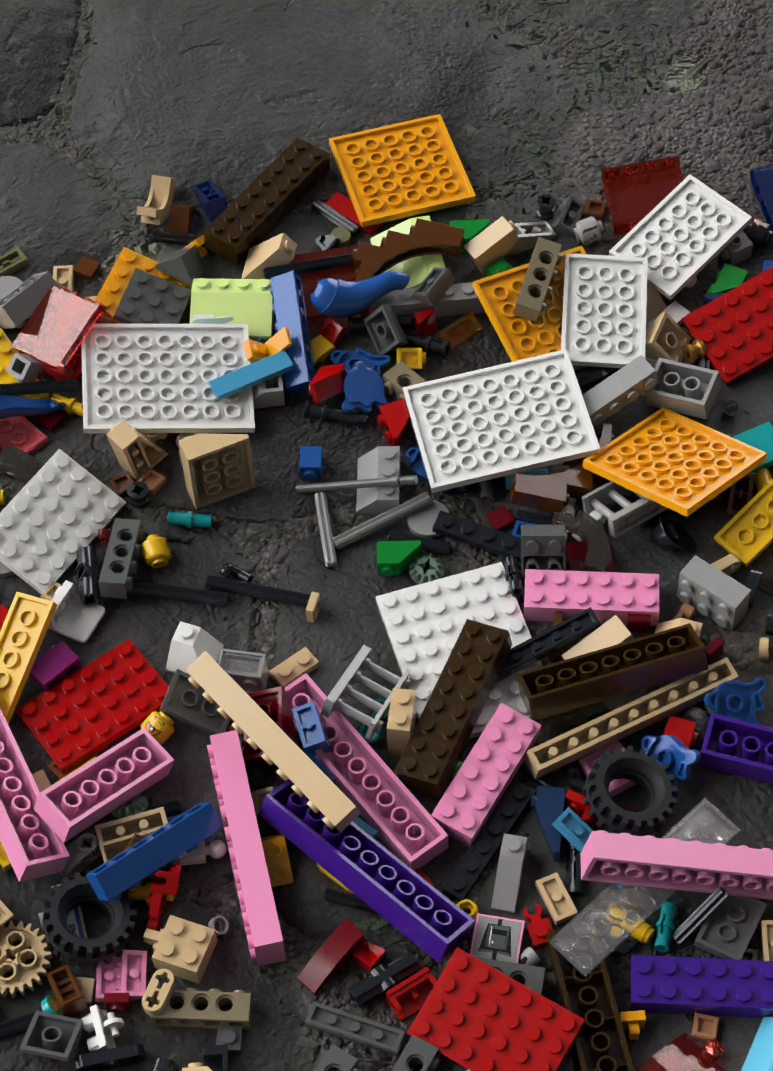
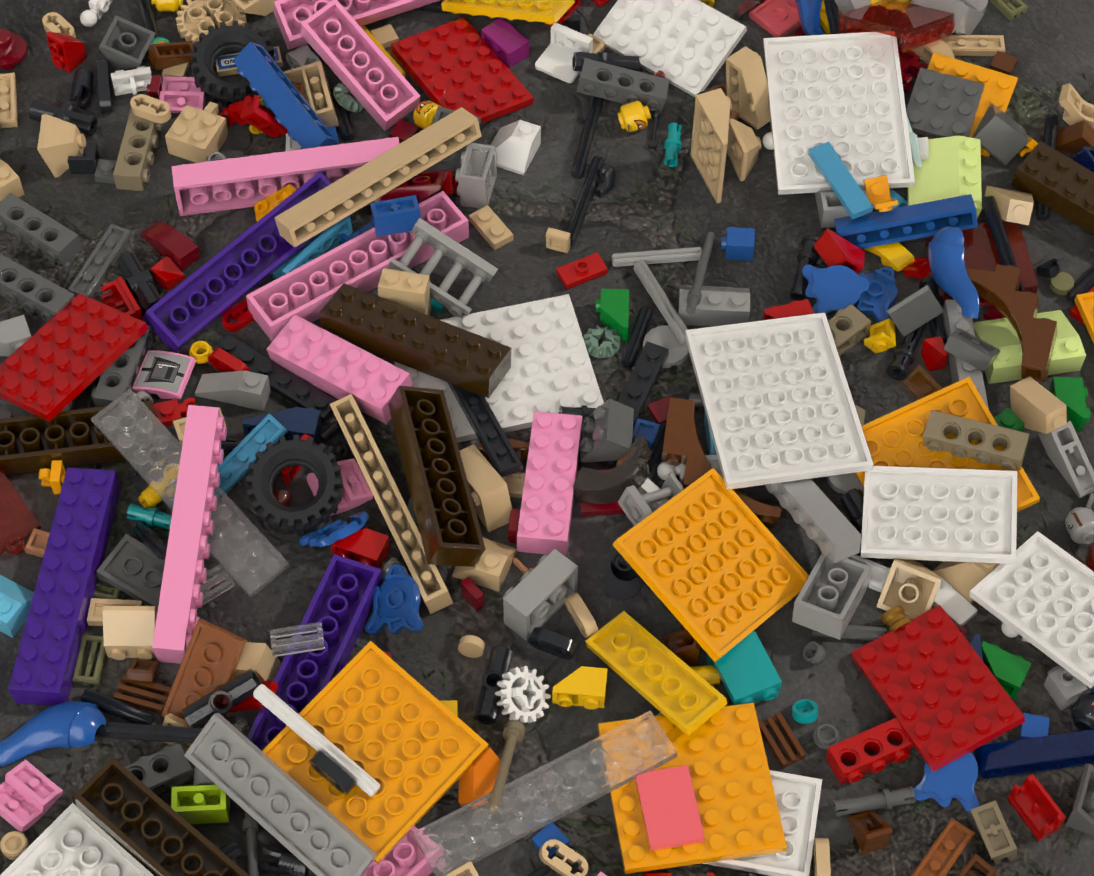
camera: 90 degrees right, 0 degrees up
(177, 752) = (403, 130): none -> dark red tile
(344, 589) = (582, 271): none -> red plate
(481, 881) = (226, 362): none -> red beam

